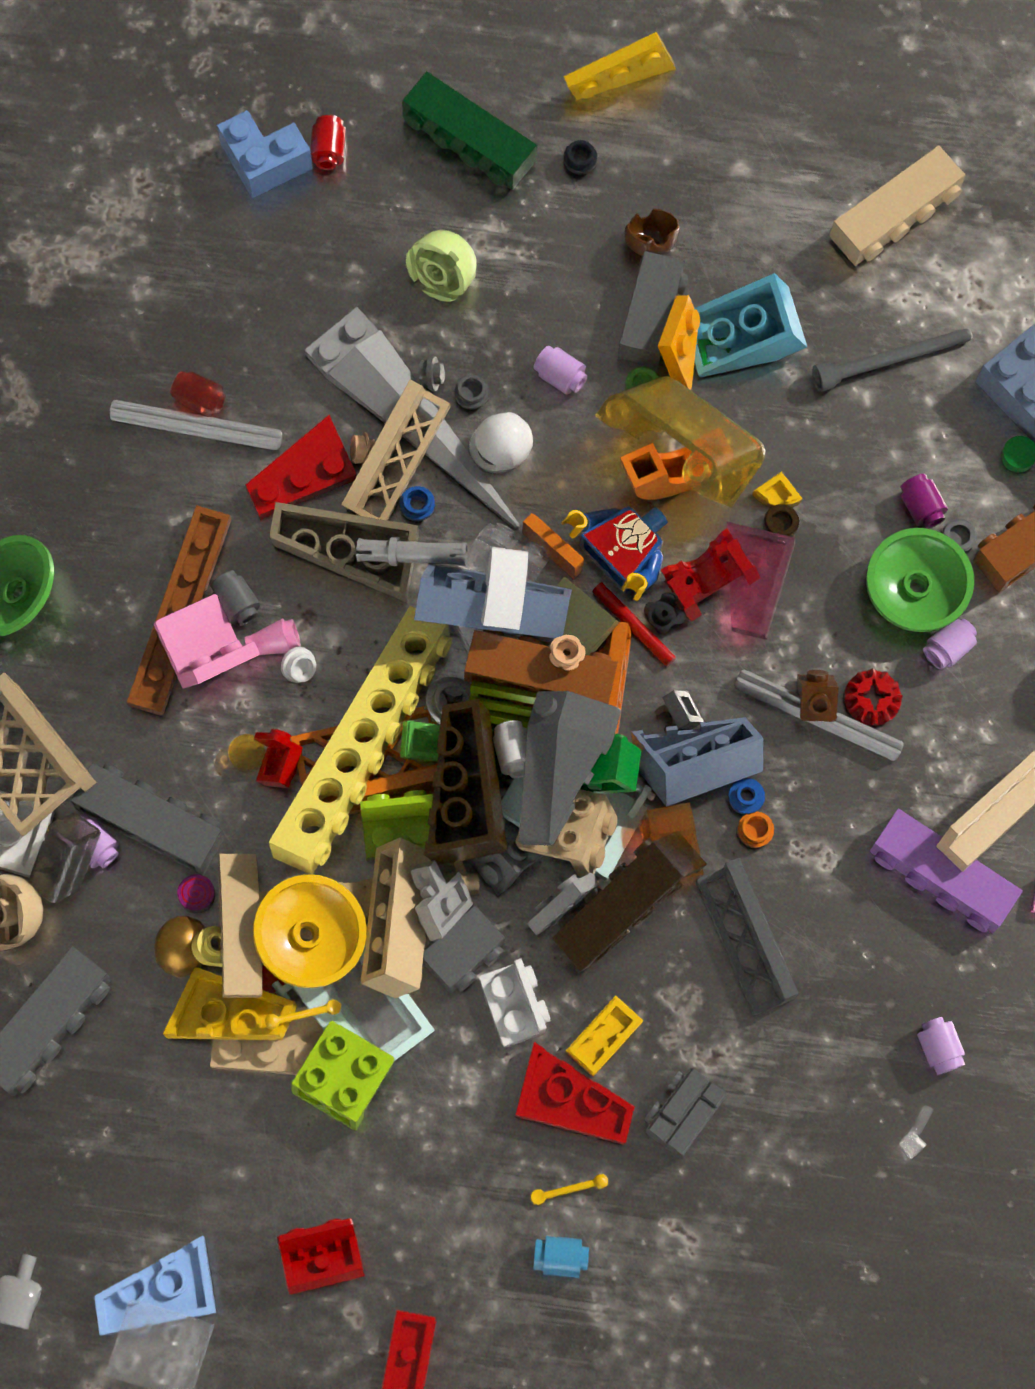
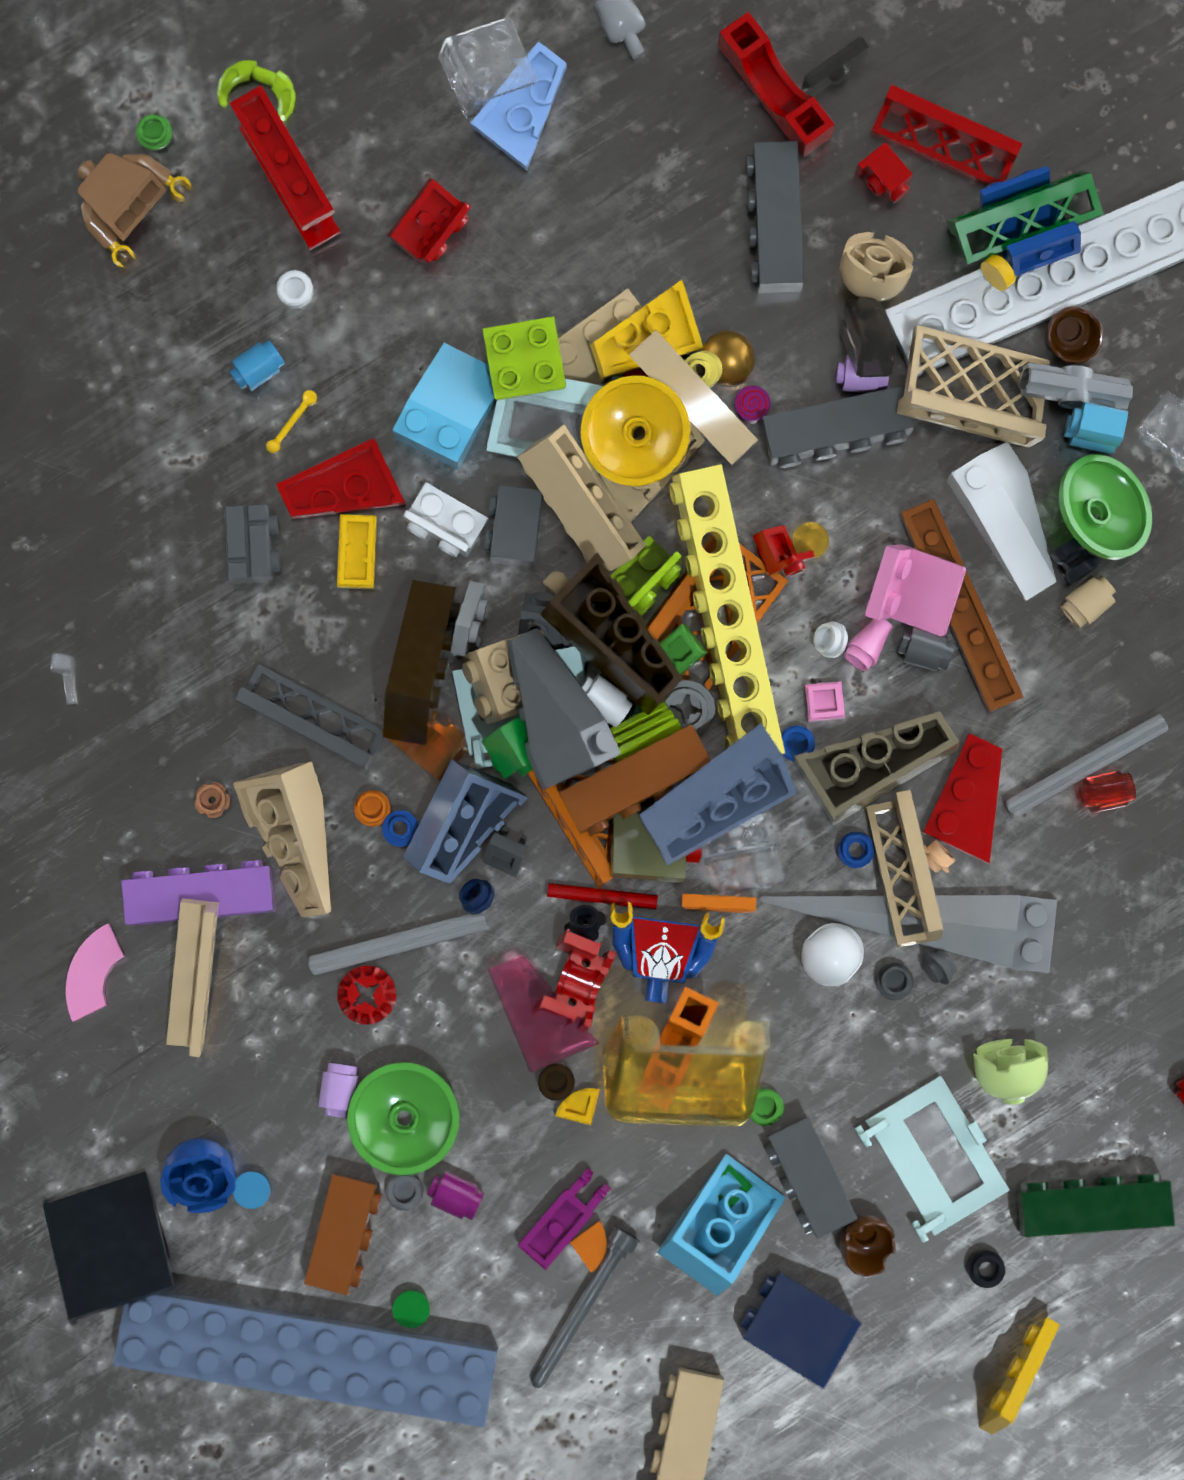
camera: 145 degrees right, 10 degrees up
(66, 571) = (1069, 553): none -> black wheel
(82, 655) = (1004, 510): none -> white wedge
(83, 534) = (1088, 601): none -> tan brick
(332, 1007) = (573, 397): yellow hinge -> none
(344, 627) = (824, 701): none -> bright pink tile
(390, 612) = (797, 741): none -> blue tile
(411, 552) = (827, 779): light grey pin -> none
(433, 1091) = (447, 407): none -> medium azure slope
(444, 899) = (559, 542): light grey hinge -> none
(475, 1298) = (295, 289): none -> white tile
(505, 588) = (712, 806): white slope -> none
(548, 257) = (936, 1156): none -> light aqua piece
(560, 370) = (839, 1060): lavender brick -> none
(570, 643) = (626, 812): light nougat plate -> none
(680, 339) = (762, 1163): light orange wing -> none
(731, 705) = (476, 896): none -> dark blue plate
(748, 213) = (799, 1328): none -> dark blue slope
(818, 696) = (409, 954): reddish brown bracket -> none
(826, 870) = (290, 818): none -> tan wedge
(850, 393) = (591, 1245): none -> orange tile
(857, 423) = (561, 1222): none -> magenta hinge
(880, 929) = (202, 800): none -> nougat plate
(941, 1045) = (97, 755): lavender brick -> none

